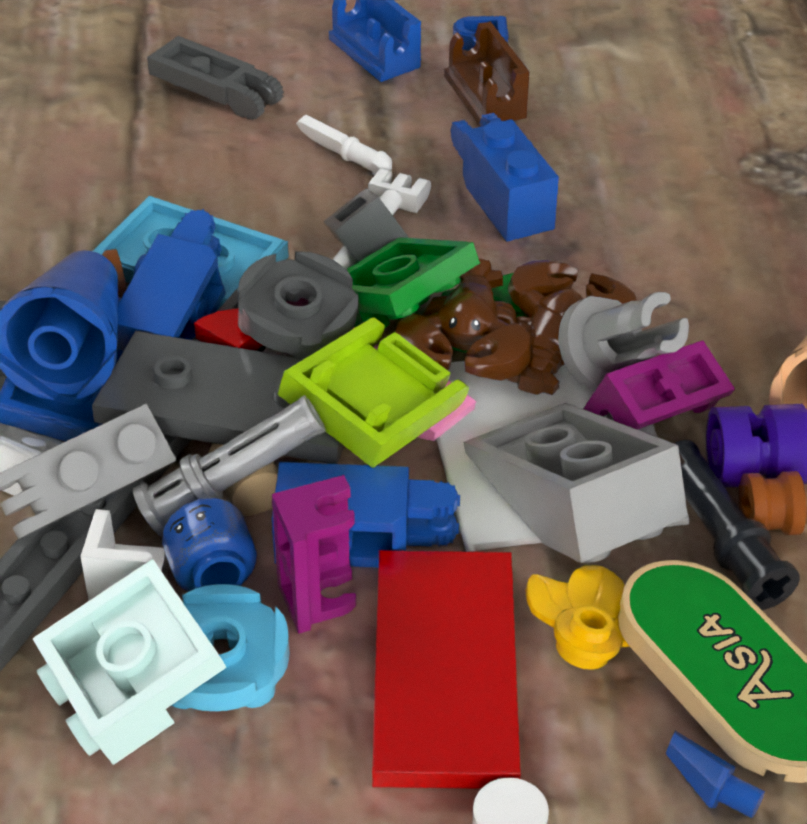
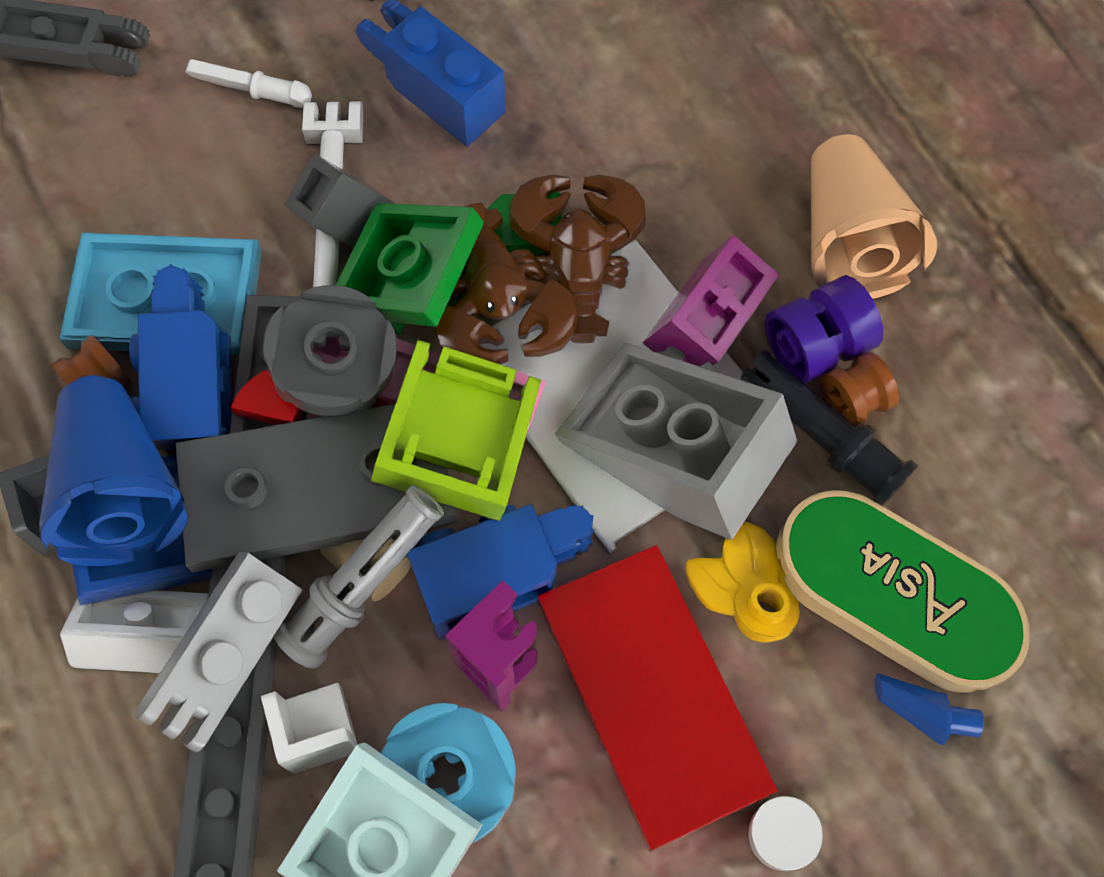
camera: 25 degrees left, 25 degrees up
(208, 544) = (382, 671): blue head -> none
(607, 335) = (642, 263): light grey piece -> none

